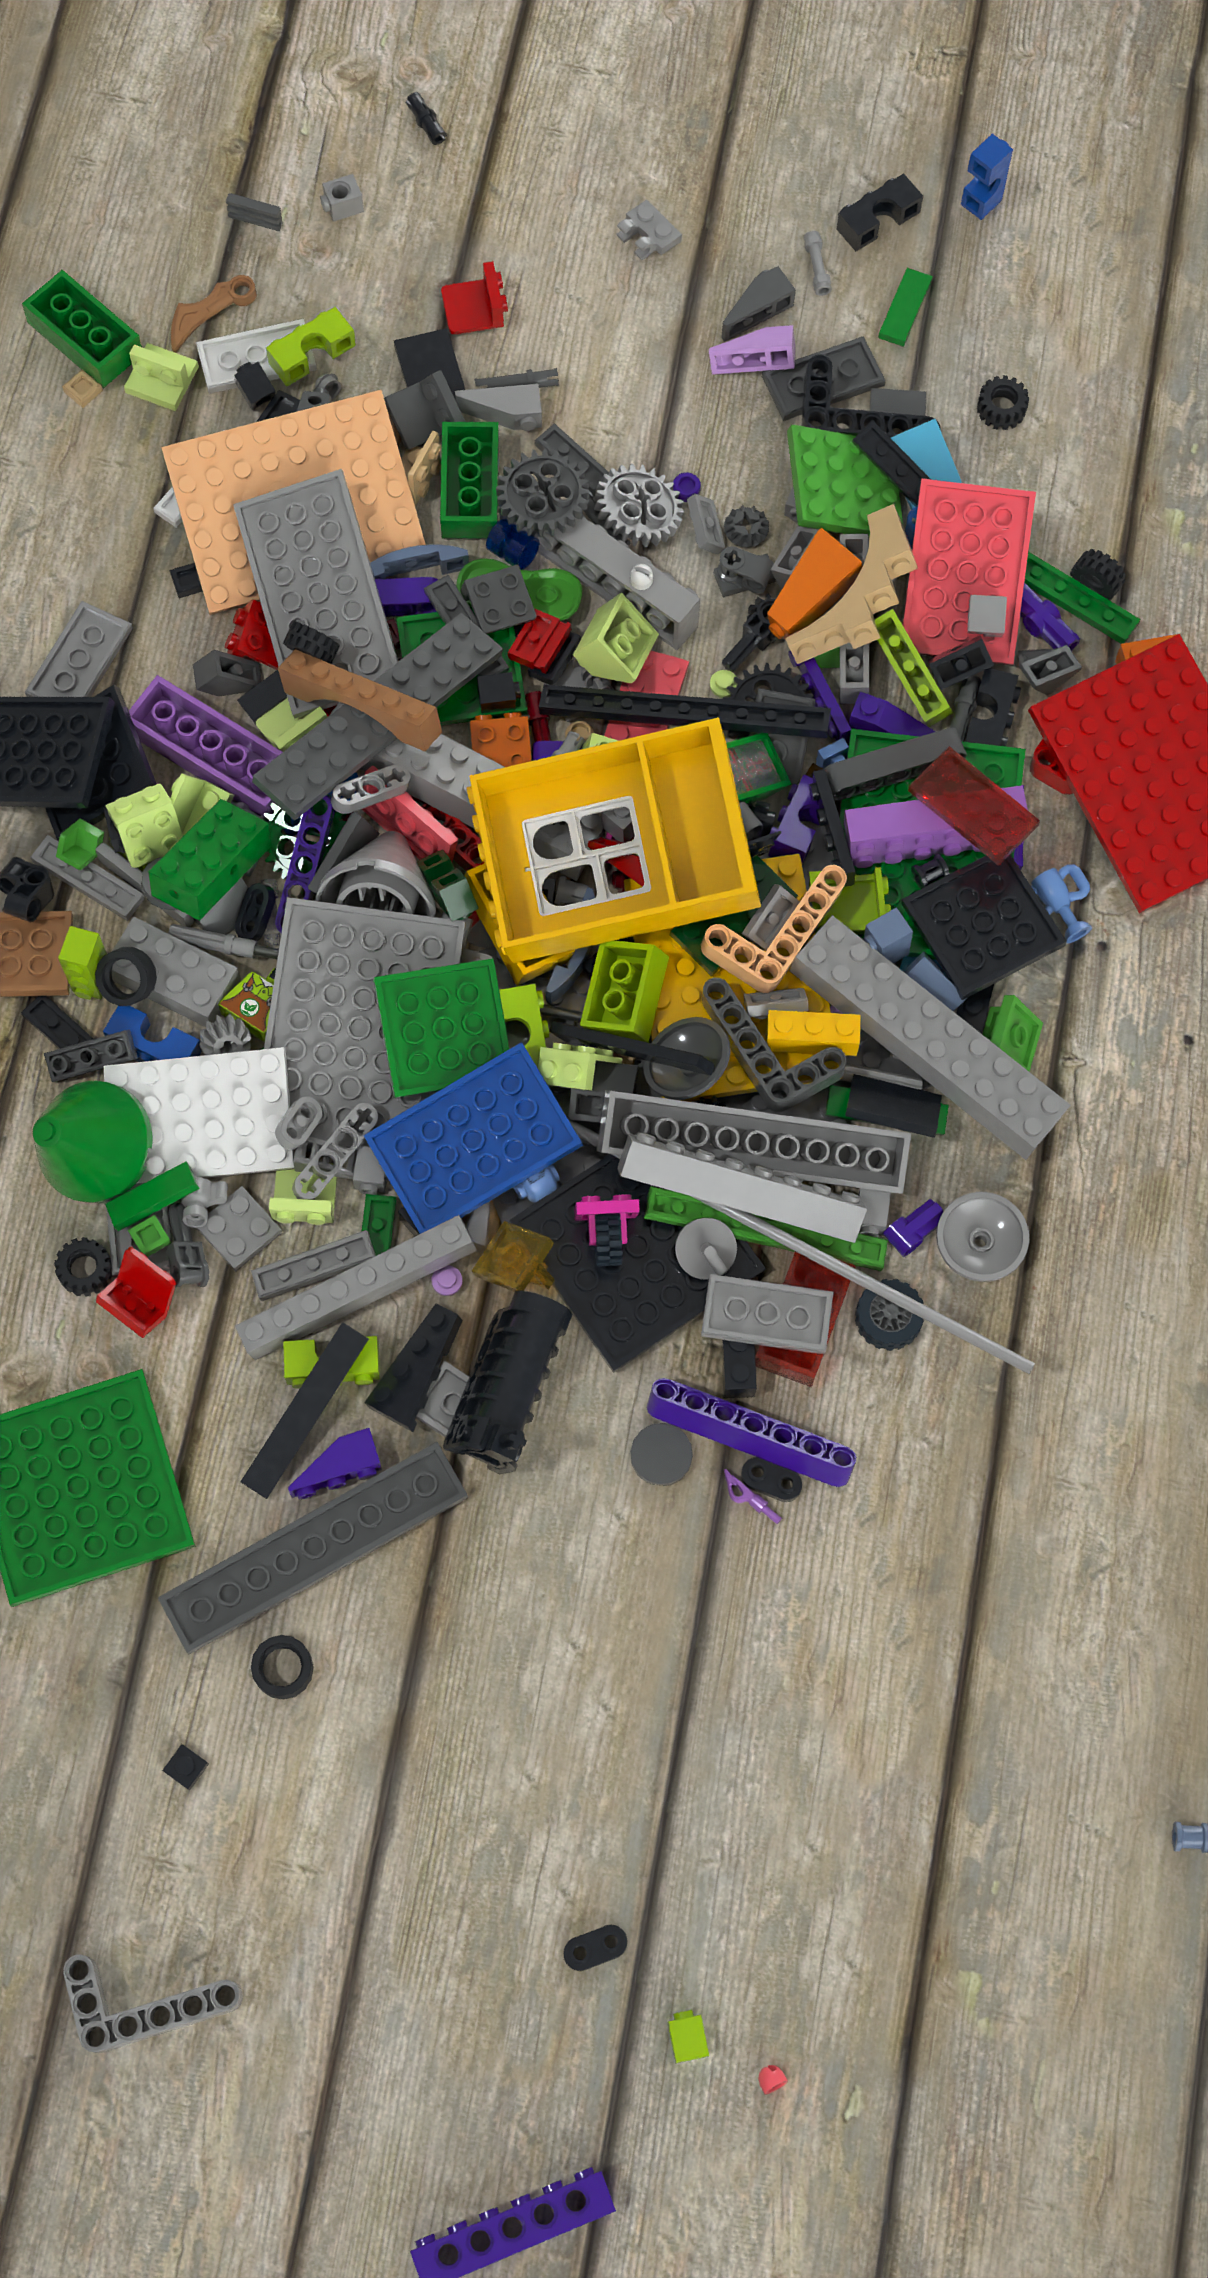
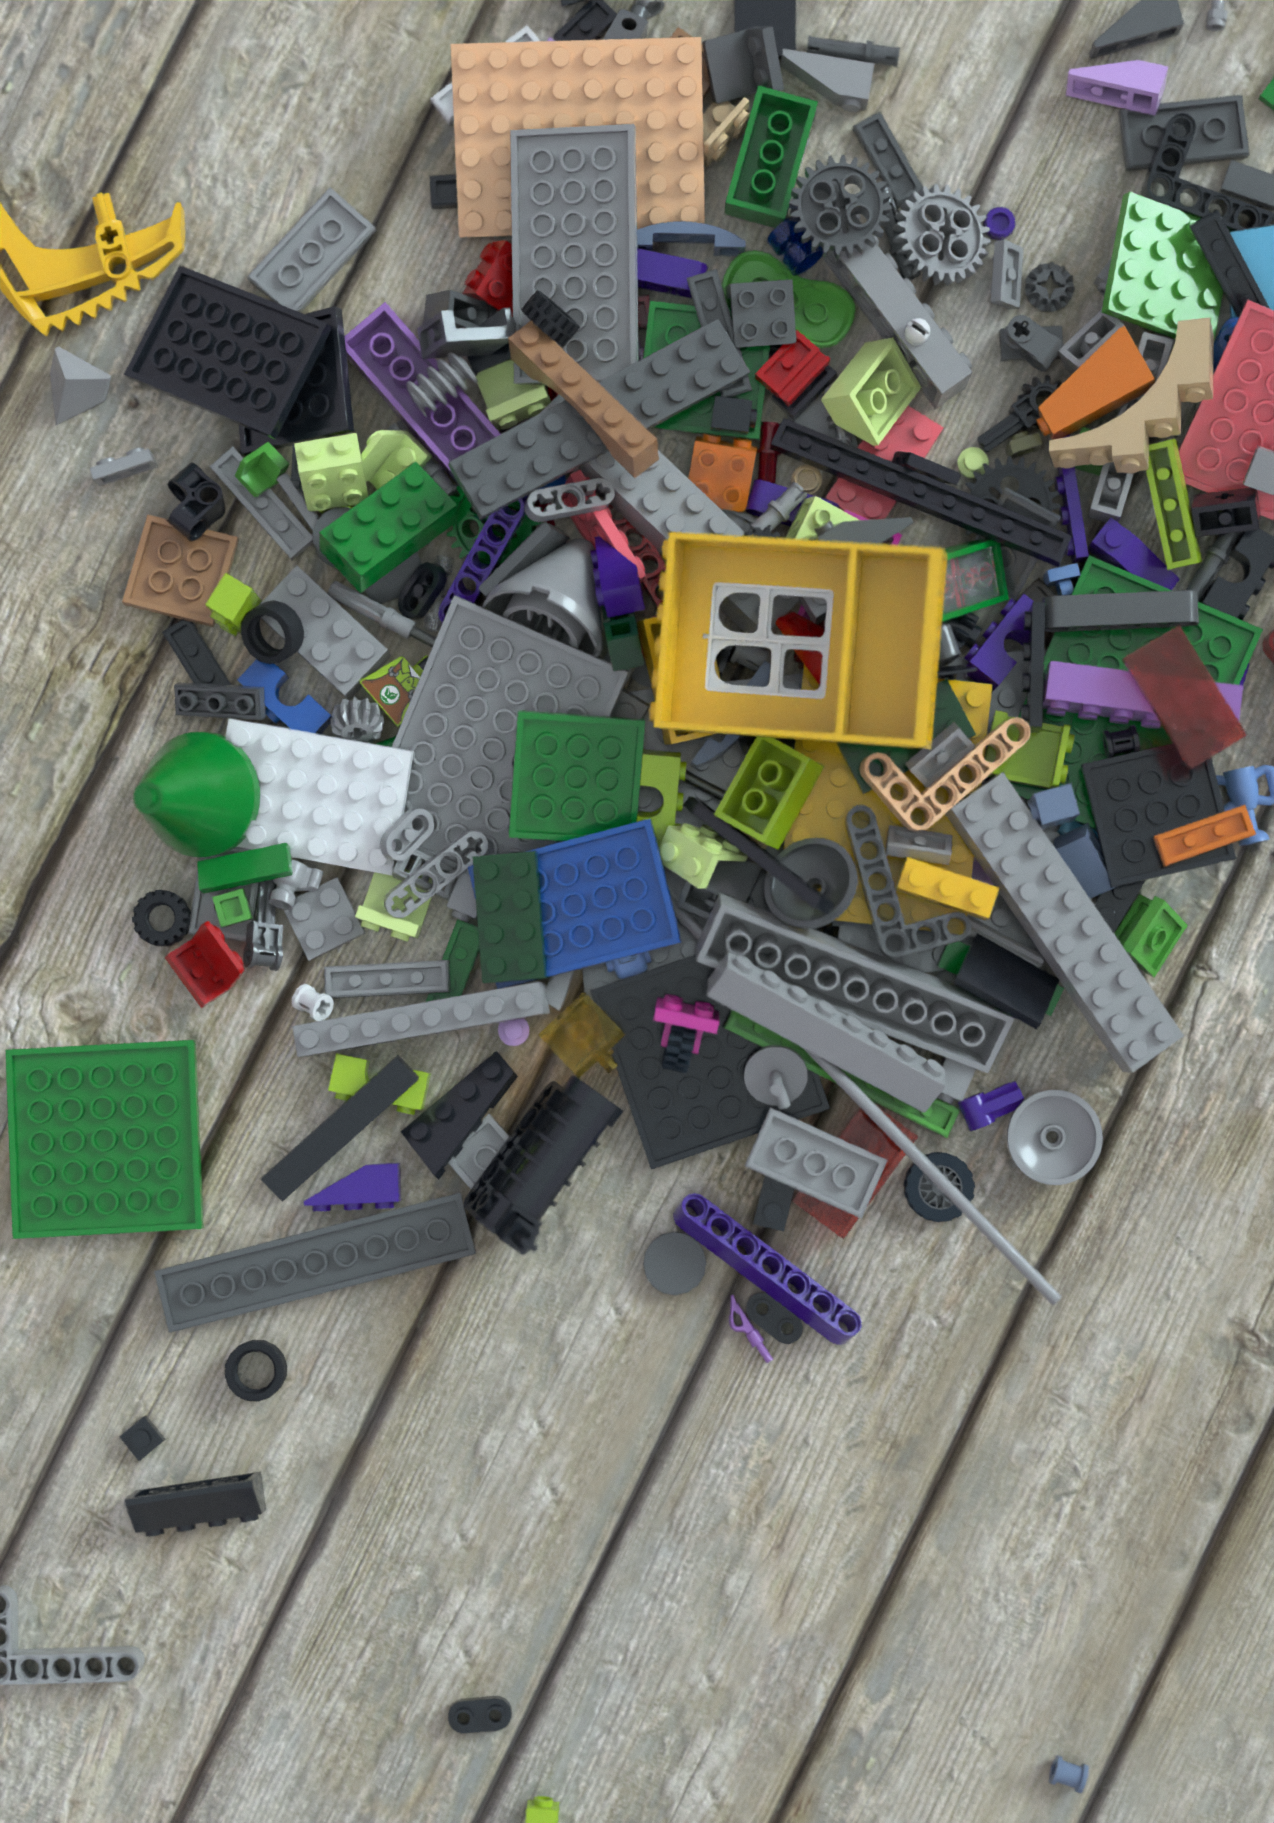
camera: 20 degrees right, 15 degrees up
(224, 723) = (440, 382): none -> light grey piece
(235, 686) = (440, 336): none -> dark grey panel
(247, 1303) = (309, 1000): none -> white bush
(256, 1811) = (195, 1503): none -> black slope
(415, 1167) = (509, 917): none -> dark green plate
(432, 846) = (616, 580): none -> dark purple slope
(673, 687) = (926, 467): none -> black tile
(765, 654) = (1023, 444): none -> olive plate
(1031, 928) = (1204, 835): none -> orange tile

